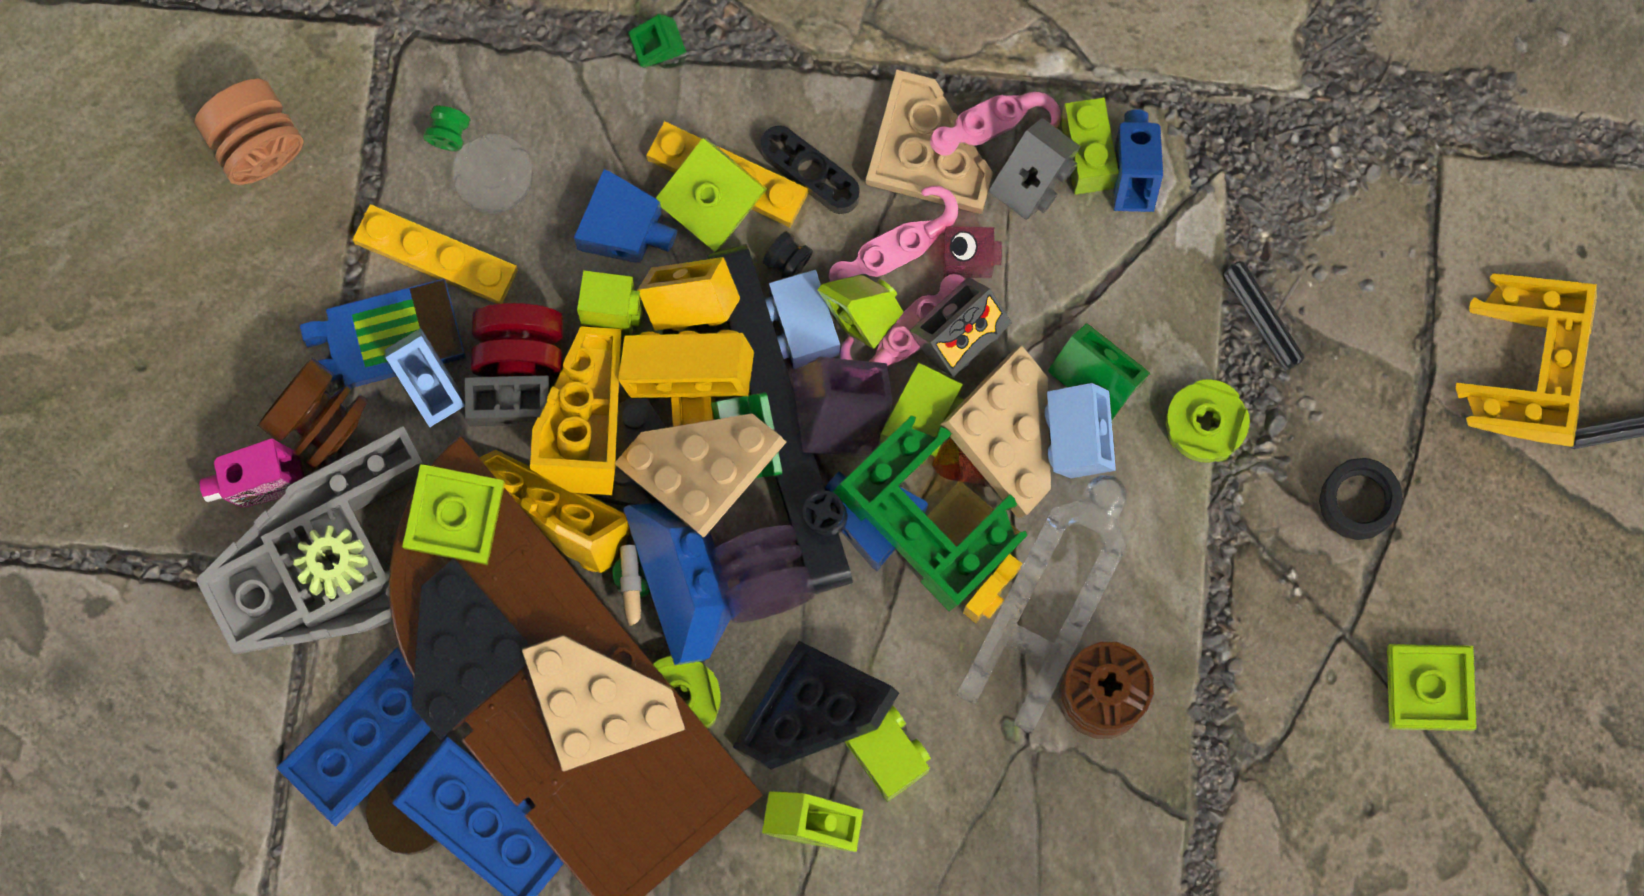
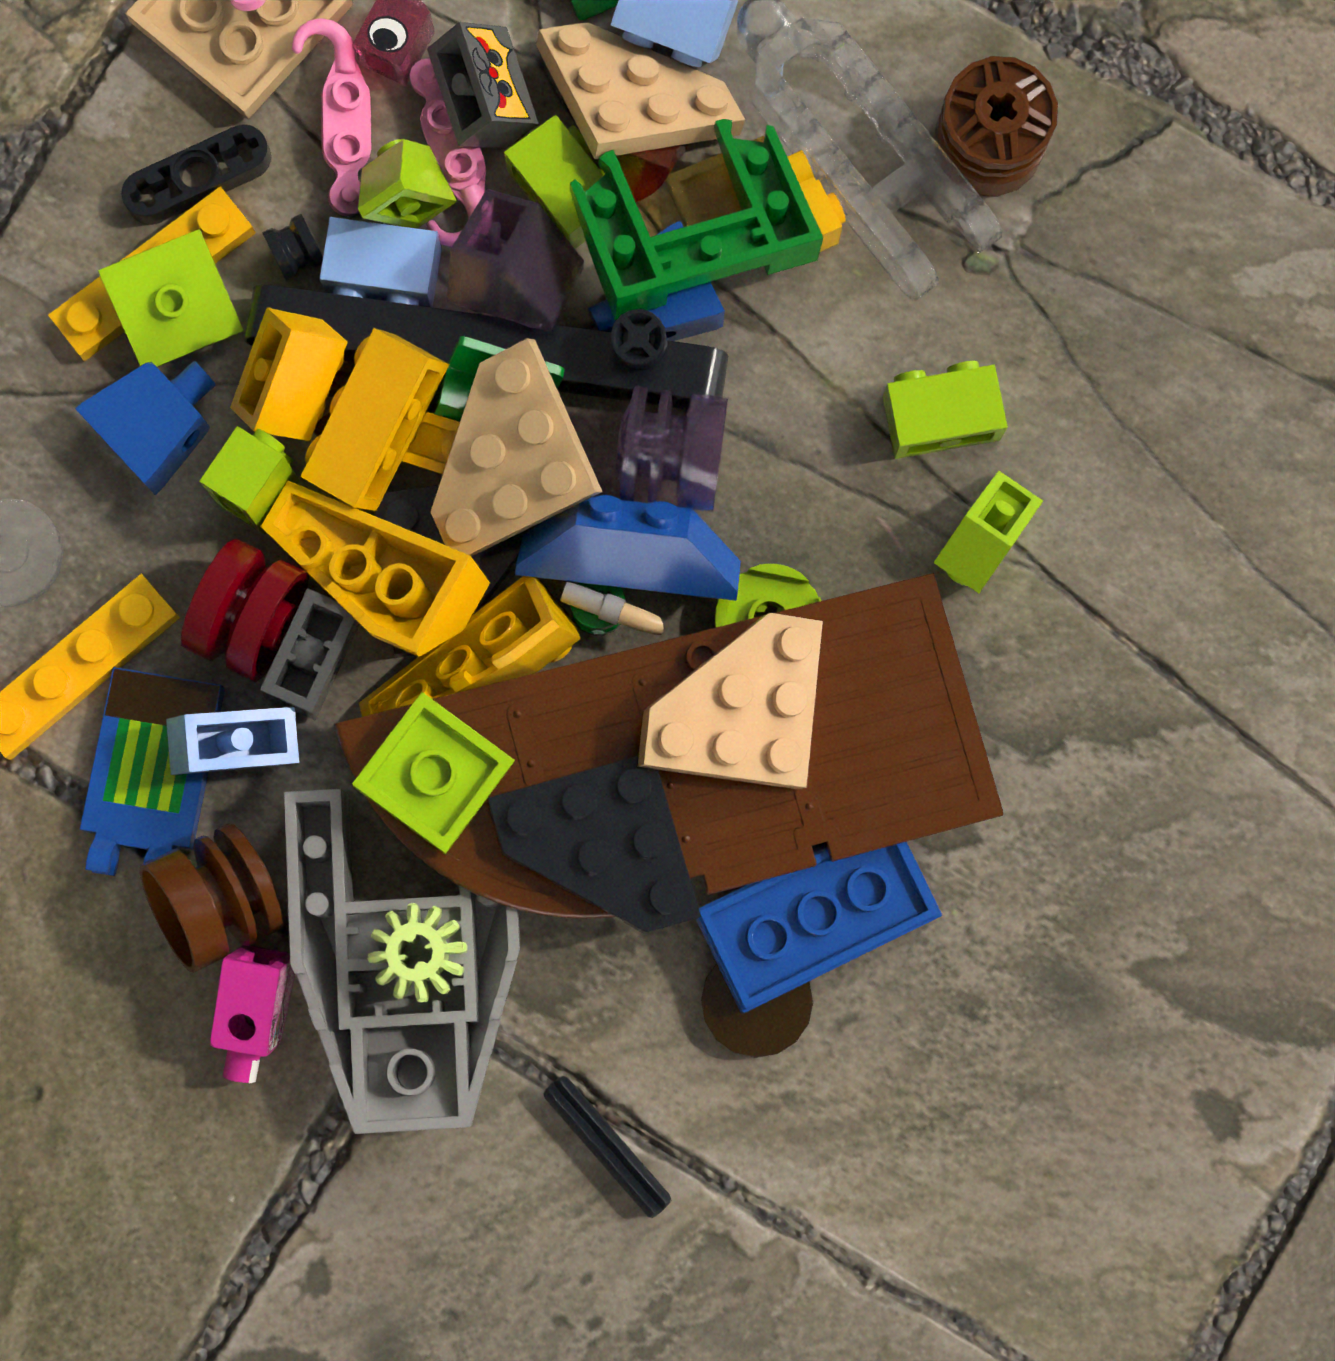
camera: 65 degrees left, 5 degrees up
(265, 756) = (607, 1146): none -> black axle
(358, 742) = (642, 1021): blue tile -> none
(812, 708) = (861, 464): black plate -> none

